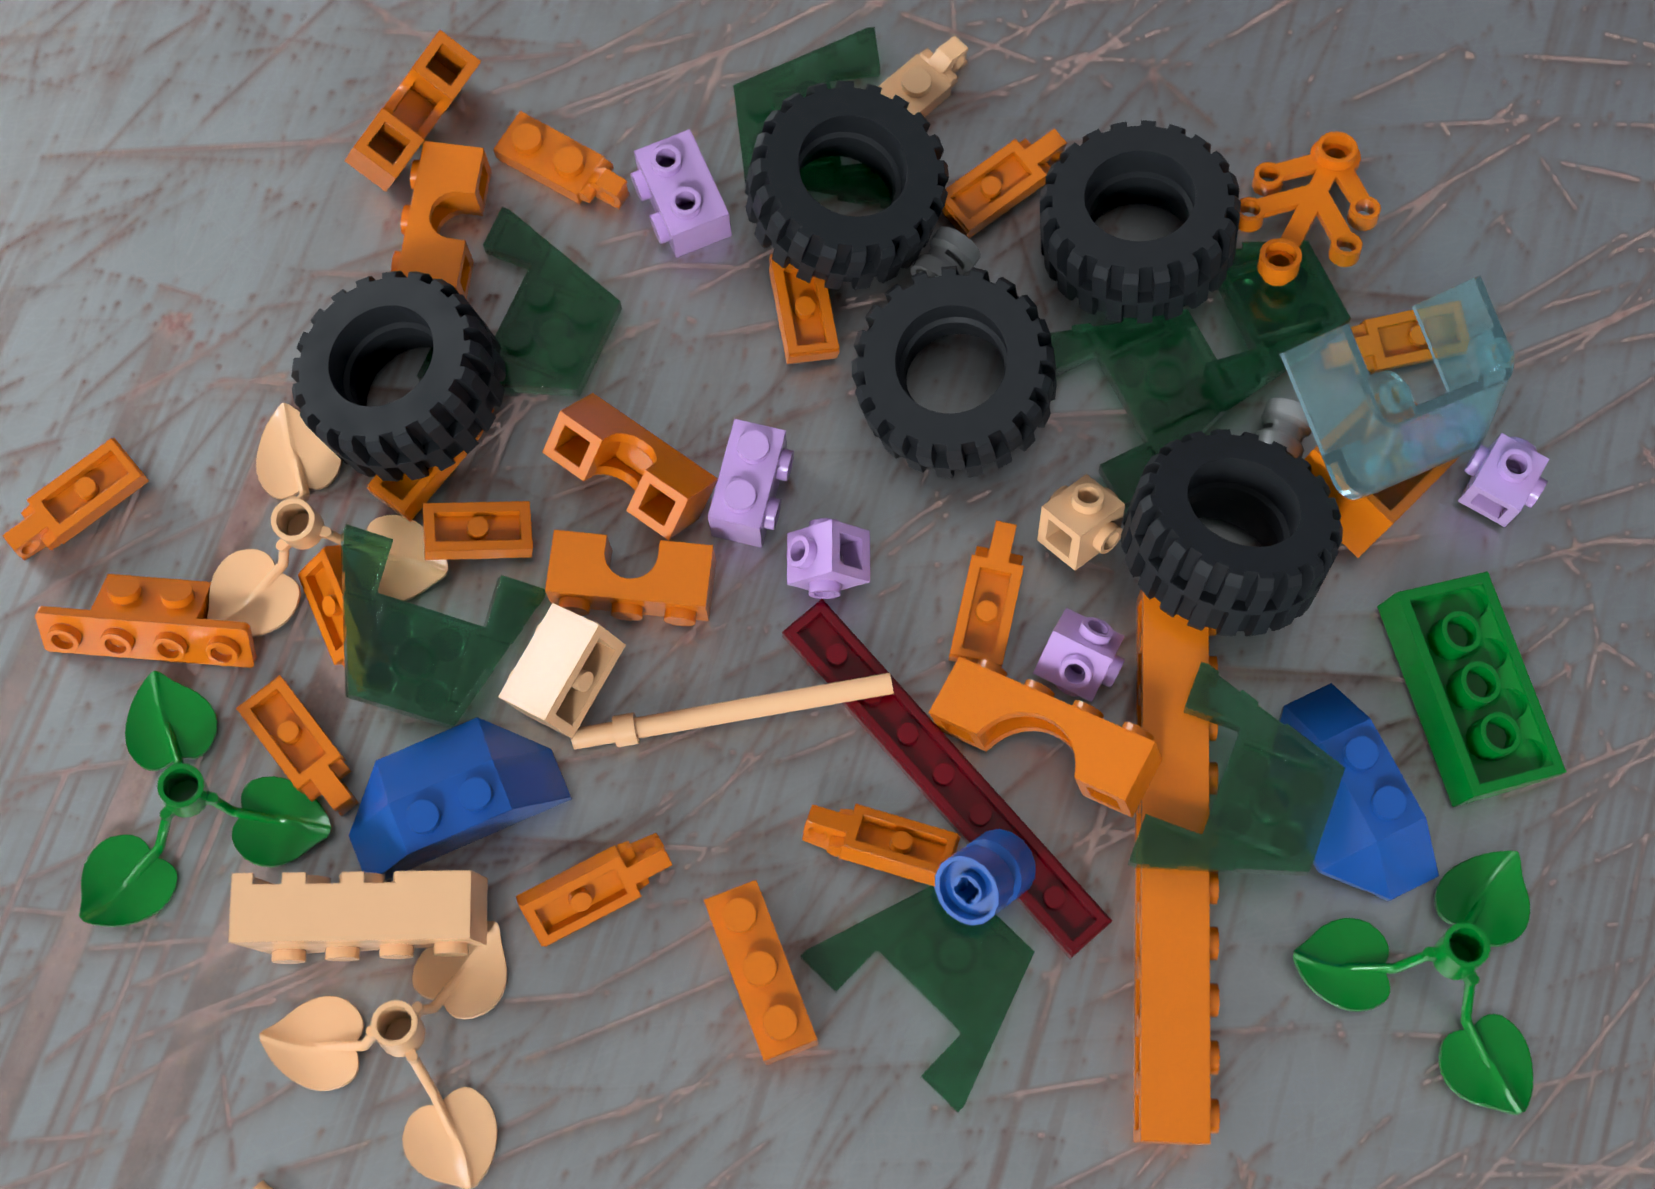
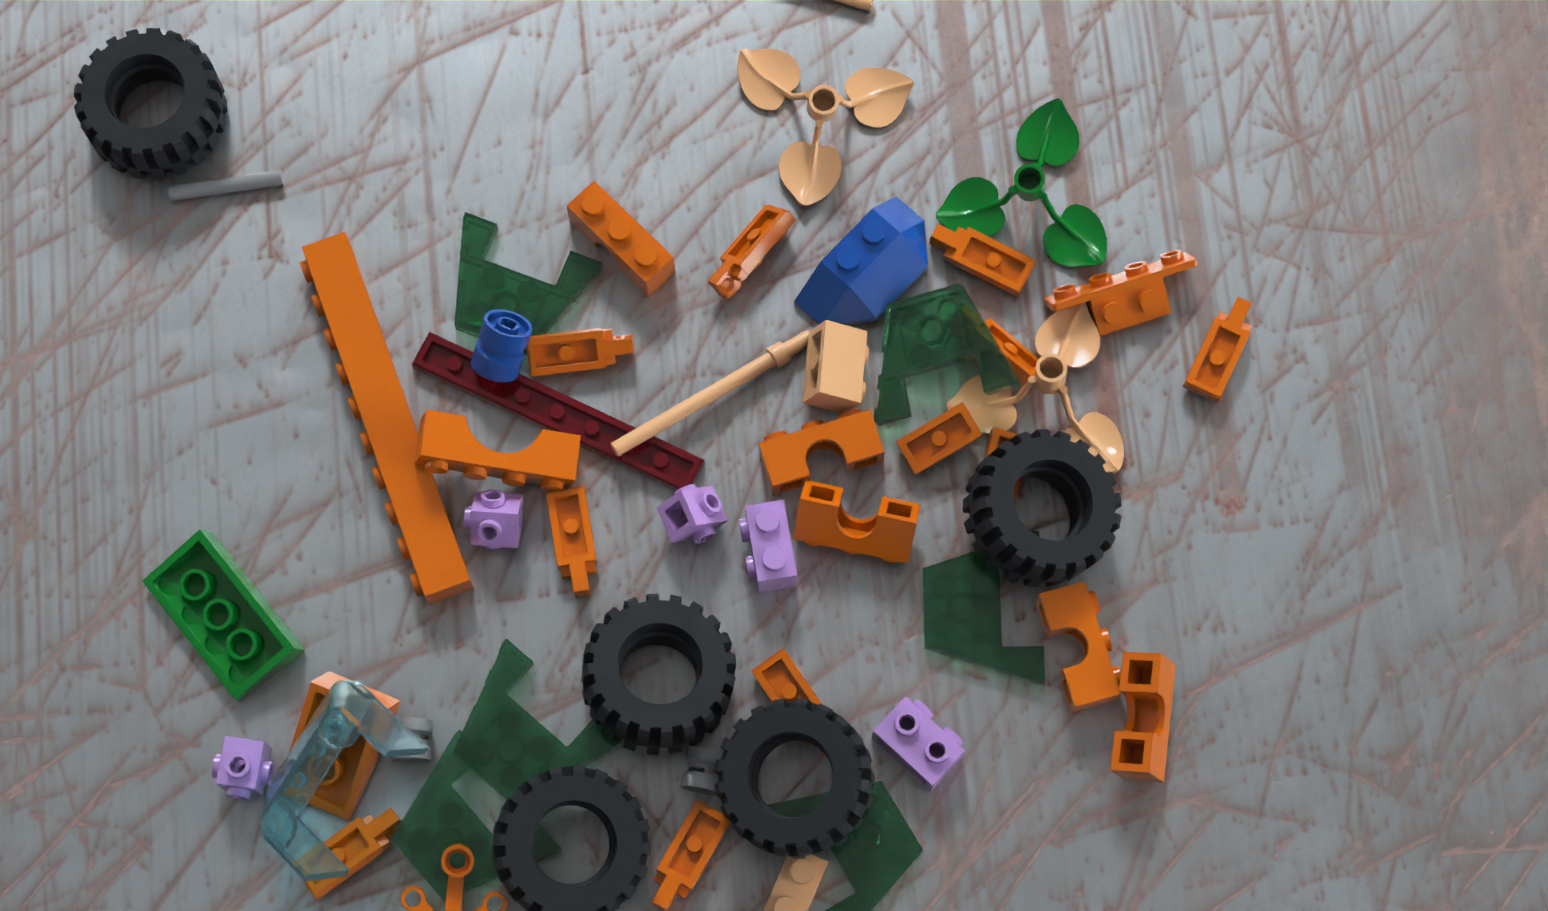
camera: 155 degrees right, 0 degrees up
(359, 914) = (886, 165): light nougat wedge -> none
(560, 162) = (1022, 737): orange hinge -> none
(1081, 521) = (528, 598): light nougat brick -> none
(1211, 577) = (384, 666): black tyre -> none
(1268, 800) = (335, 462): clear green wing -> none
(1375, 826) = (288, 505): blue wedge -> none
(1487, 909) = (174, 477): green plant -> none

